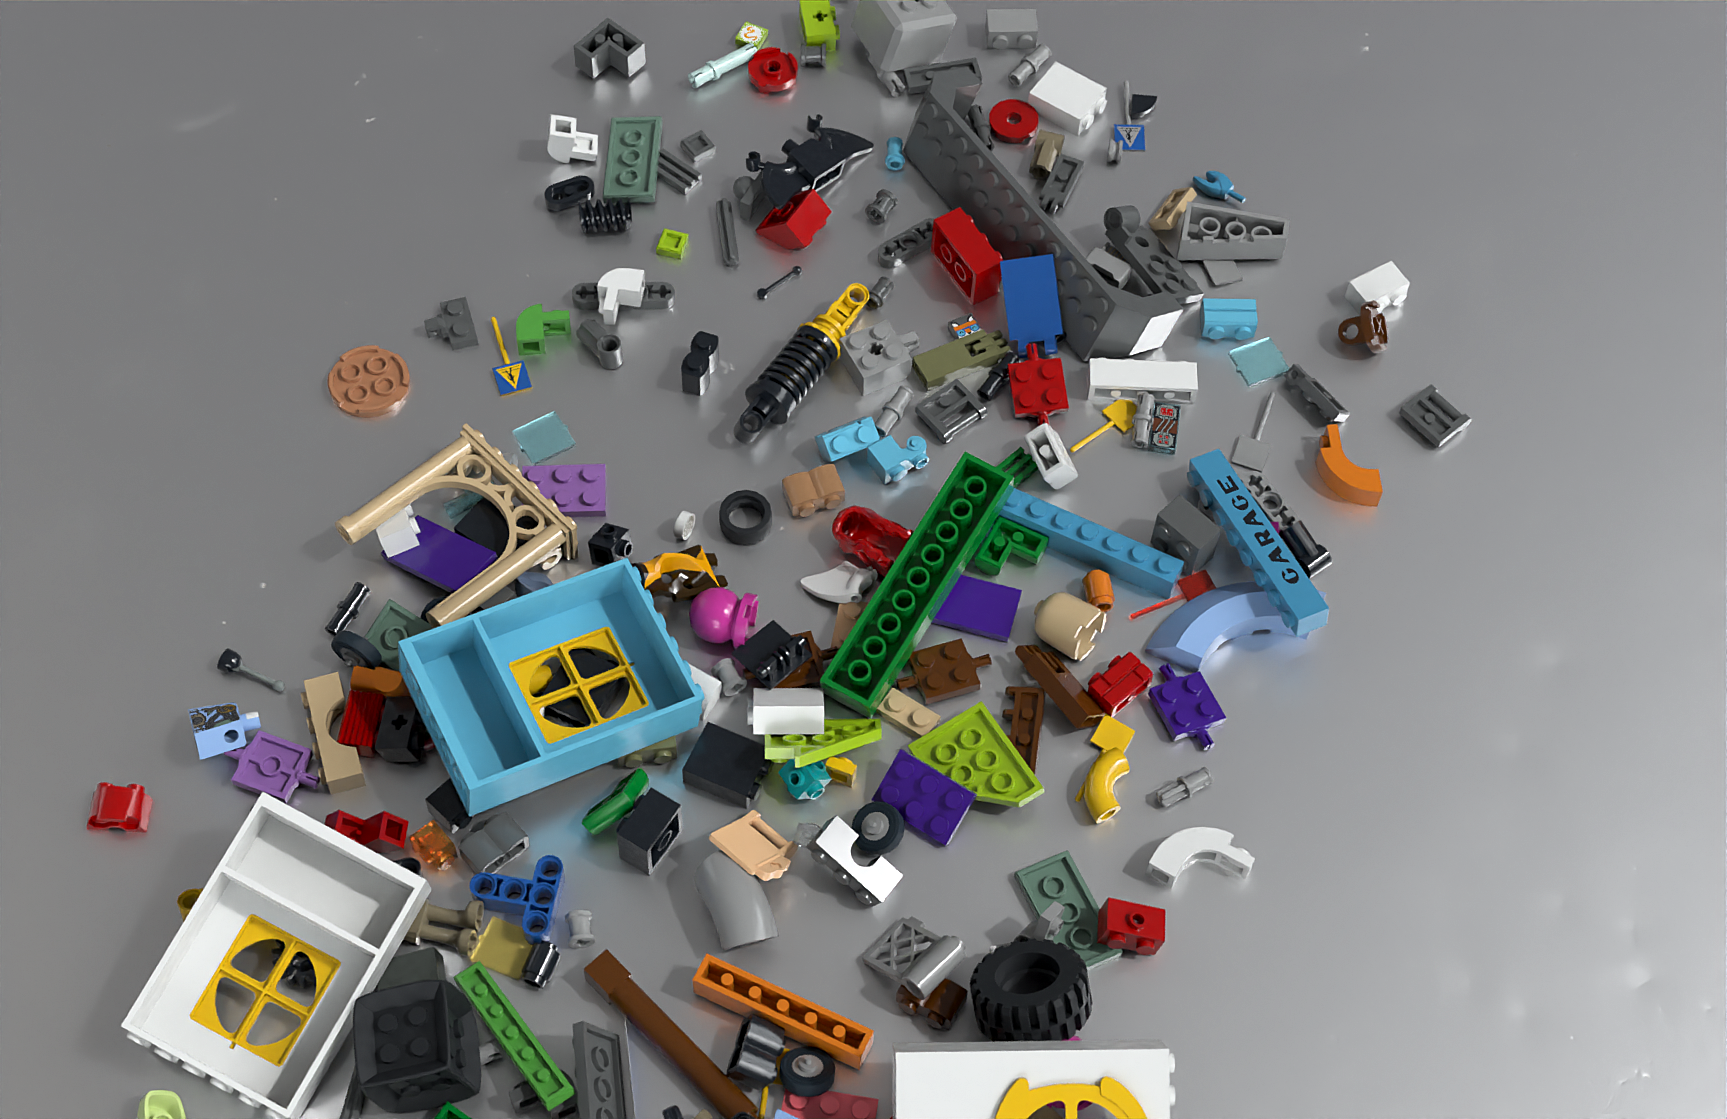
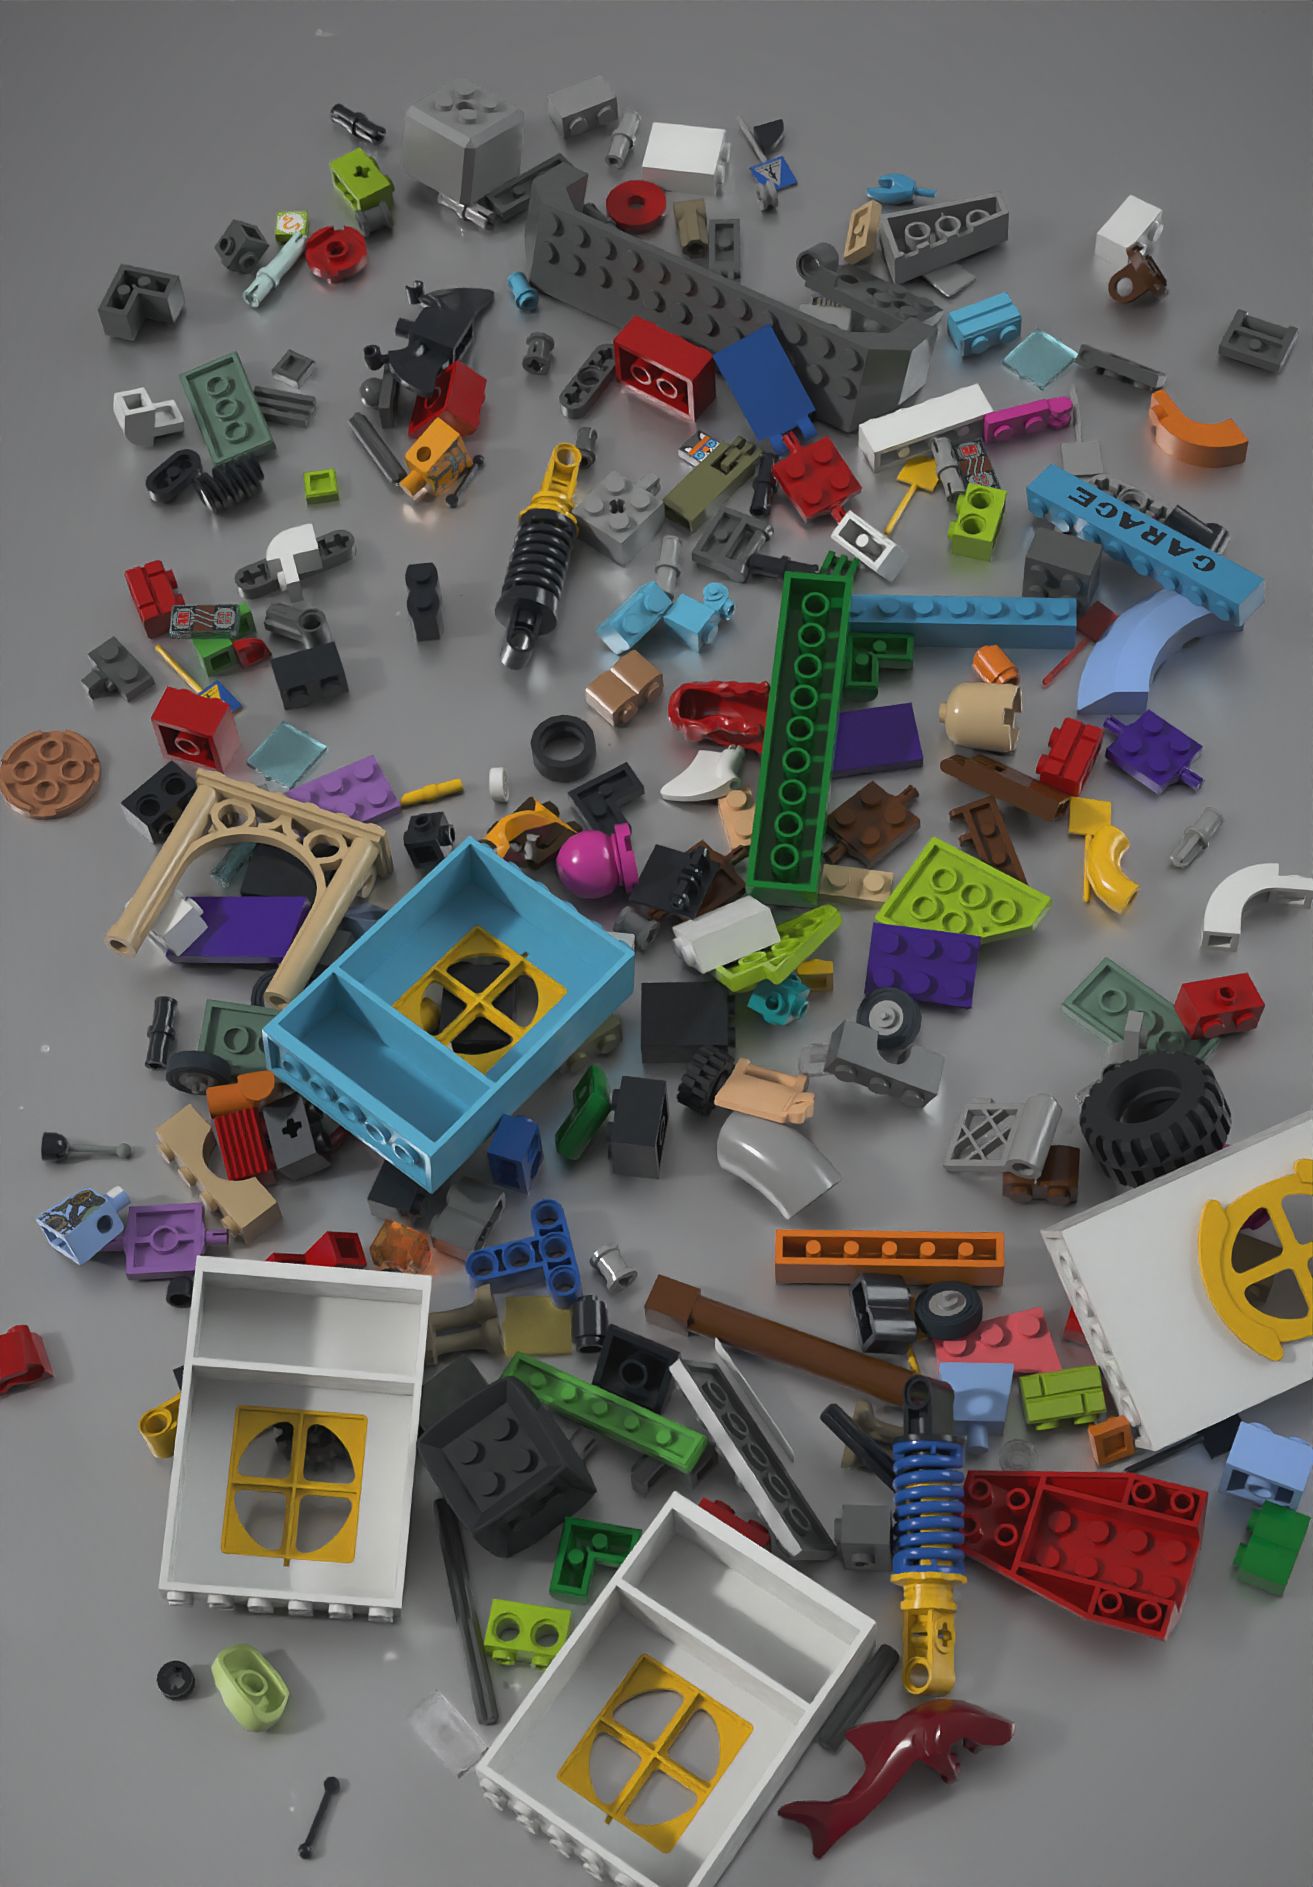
camera: 15 degrees left, 0 degrees up
(105, 1096) = (175, 1667): none -> black bush
(434, 431) = (158, 798): none -> black brick
(484, 392) = (195, 729): none -> red brick
(508, 281) = (153, 596): none -> red brick
(531, 313) = (205, 621): none -> tile
(550, 811) = (515, 1153): none -> blue brick
(550, 1015) = (636, 1369): none -> black slope
(557, 349) = (250, 651): none -> red tile
(589, 385) = (309, 675): none -> black brick
(634, 510) = (432, 792): none -> yellow piece
(704, 38) = (241, 246): none -> dark grey brick
(716, 813) = (705, 1078): none -> black tyre
(754, 565) = (599, 798): none -> black plate
(761, 259) = (435, 460): none -> light orange torso
(978, 446) = (776, 566): none -> black pin
(1149, 473) = (978, 522): none -> lime brick
(1223, 405) = (1027, 419): none -> dark pink hinge

